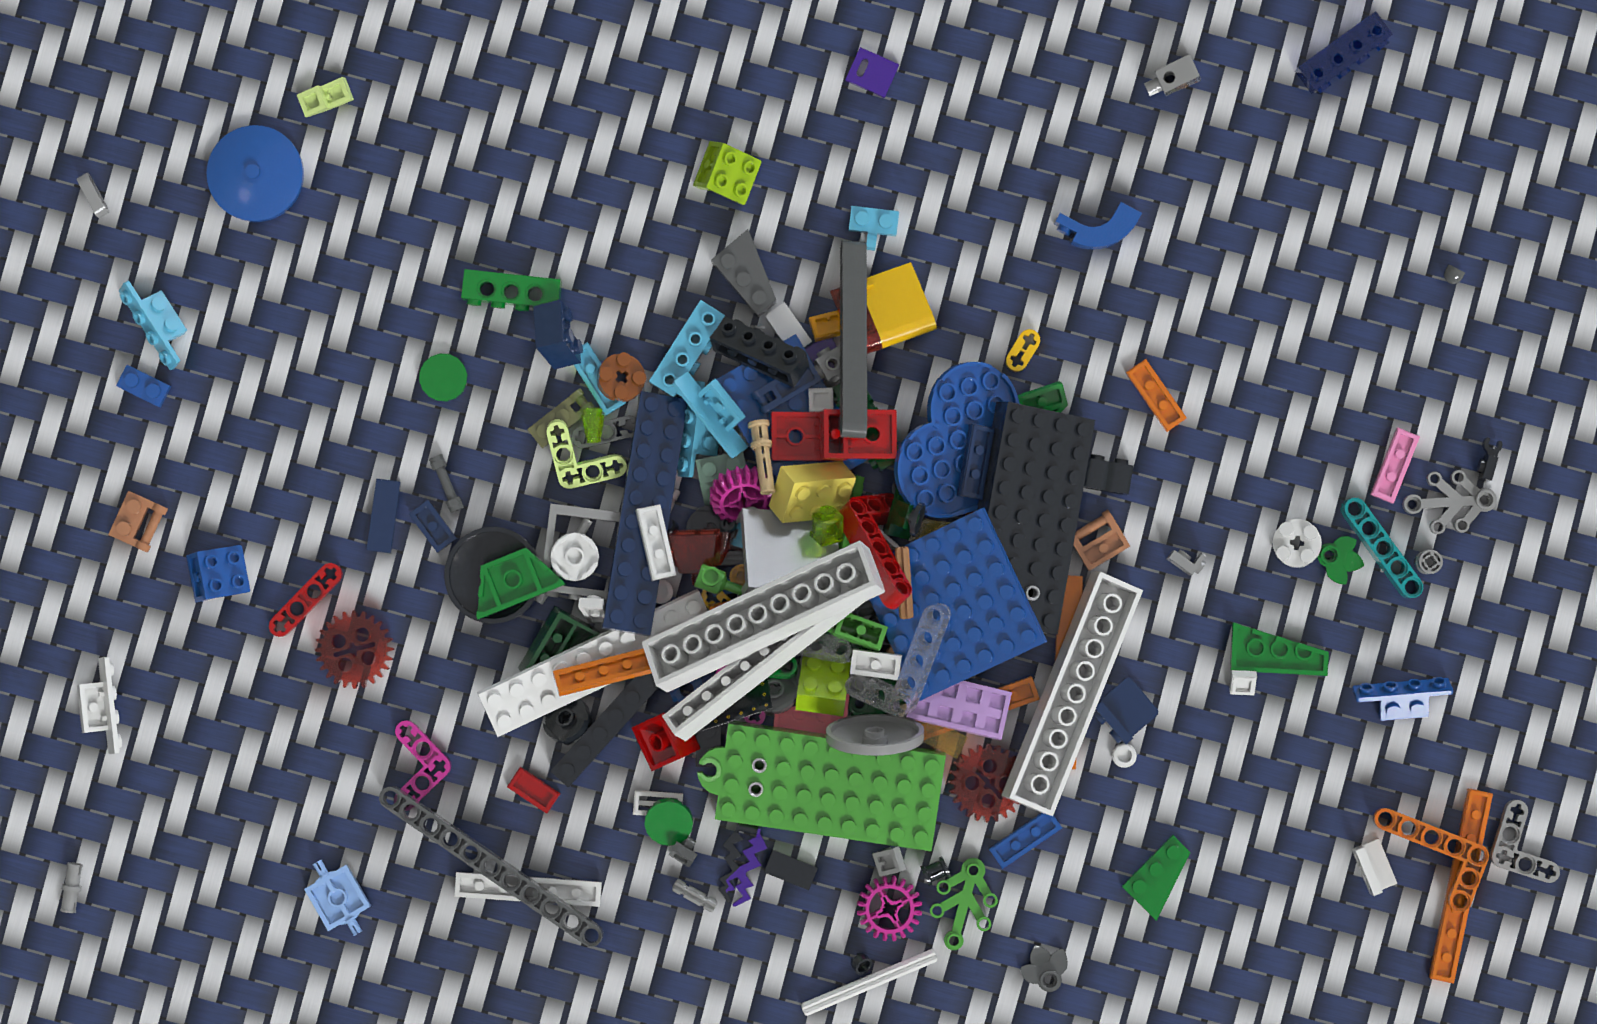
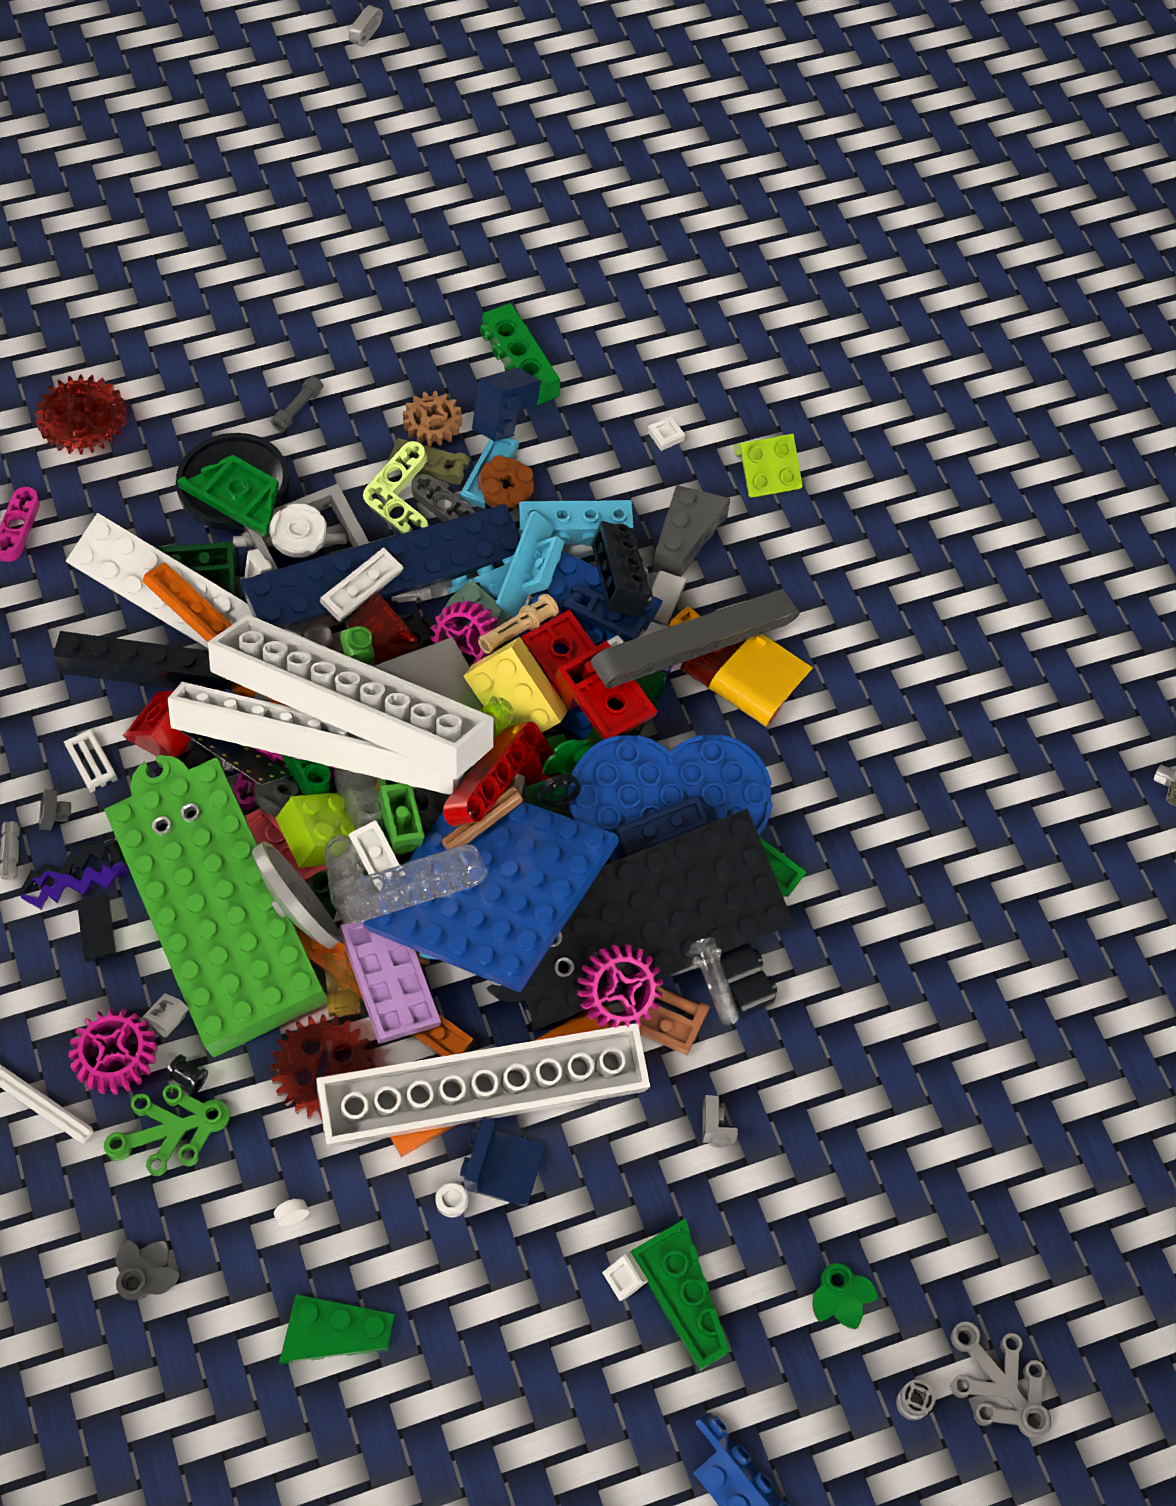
camera: 55 degrees right, 25 degrees down
(131, 517) = (93, 196): nougat plate -> none
(143, 386) = (222, 142): blue plate -> none
(157, 321) = (291, 121): medium azure bracket -> none
(218, 573) = (85, 275): blue bracket -> none
(255, 173) = (474, 125): blue dish -> none
(303, 597) = (103, 358): red beam -> none
(325, 97) = (579, 138): yellowish green slope -> none
(383, 515) = (230, 373): dark blue tile -> none
(433, 526) = (248, 411): dark blue plate -> none
(443, 377) = (397, 350): green tile -> none
(517, 398) = (432, 418): none -> medium nougat gear
(533, 790) = (34, 641): red tile -> none
(574, 728) = (126, 622): black plate -> none
(593, 424) = (442, 480): clear neon green cone -> none
(649, 227) = (666, 433): none -> white tile
(668, 822) = (76, 775): green tile -> none
(858, 966) = (24, 1059): black hinge -> none
(873, 222) = (823, 611): medium azure plate -> none
(877, 75) = (964, 535): dark purple piece -> none
(889, 483) = (566, 756): none -> green plate
(1017, 347) = (809, 821): yellow beam -> none
(1024, 839) = (286, 1151): blue tile -> none
(1066, 582) = (632, 982): none -> dark pink gear
(1069, 859) = (291, 1212): none -> white tile
(1102, 236) = (986, 824): blue arch -> none
(1102, 499) = (717, 982): none -> clear piece
(1156, 395) = (866, 981): orange tile -> none
(1308, 534) = (819, 1249): white plate -> none
(1392, 553) = (887, 1349): teal beam -> none
(1394, 465) = (991, 1288): bright pink tile -> none
(1487, 466) = (1072, 1393): black plate -> none

